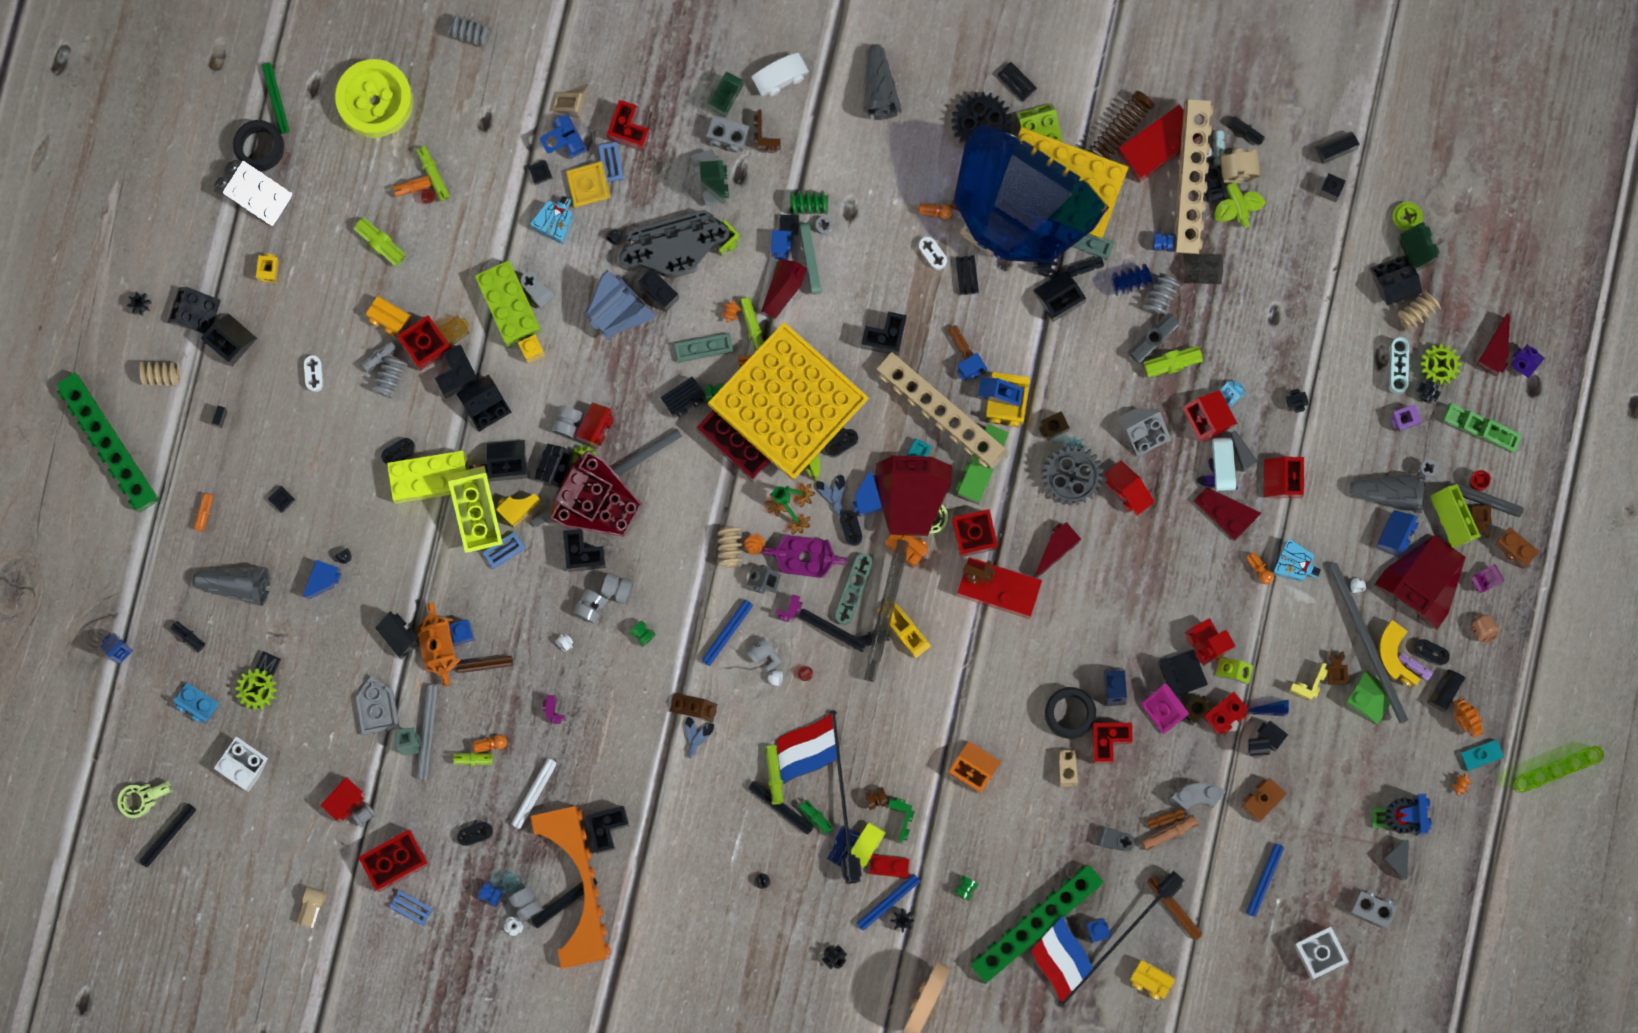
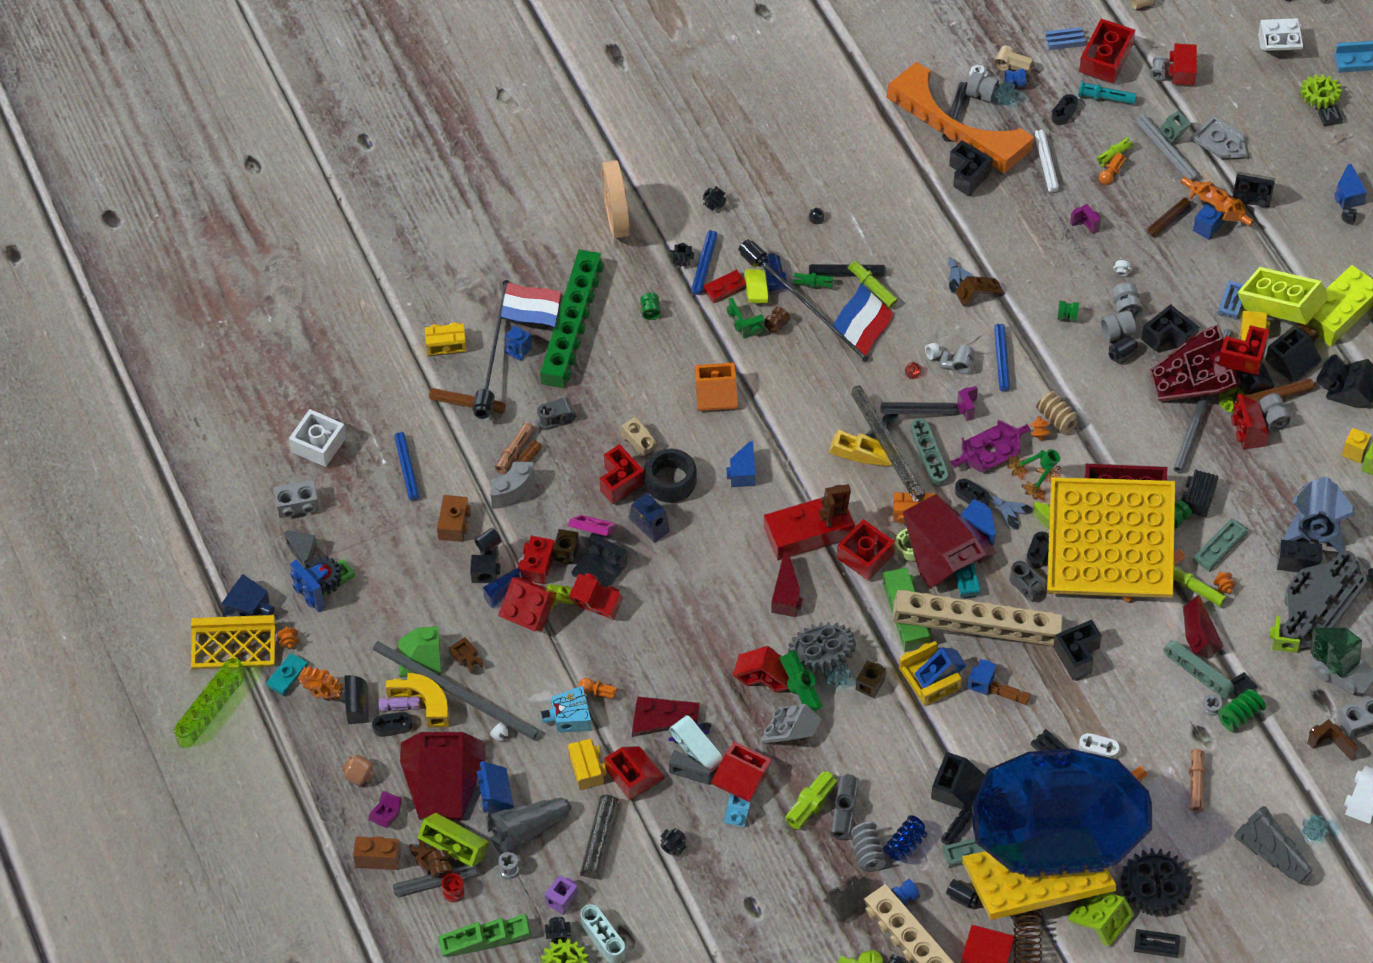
camera: 140 degrees right, 25 degrees down
(434, 829) = (1097, 92): none -> teal pin
(477, 917) = (1008, 58): none -> tan piece
(491, 427) = (1330, 371): none -> black beam
(546, 437) = (1285, 390): none -> dark orange axle
(554, 467) = (1246, 354): none -> red brick
(630, 566) = (1123, 349): none -> black brick
(763, 579) = (1008, 405): dark grey brick -> none
(780, 244) = (1234, 660): blue brick -> none
(837, 85) = (1315, 827): none -> clear light blue gear
(873, 418) = (1029, 583): none -> dark grey piece
(881, 181) = (1196, 774): none -> nougat pin
(1008, 679) = (742, 467): none -> blue slope
(1111, 454) = (800, 680): none -> green piece
(1122, 213) = (962, 893): none -> black brick
(1265, 672) = (527, 604): none -> red brick
(1301, 689) = (481, 618): light yellow bracket -> none
(1314, 510) = (586, 763): none -> yellow brick
(1345, 445) = (600, 837): none -> clear smoke brick
(1471, 840) = (247, 599): none -> dark blue torso
(1480, 499) = (440, 863): none -> reddish brown wheel
(1499, 827) = (235, 625): none -> yellow fence

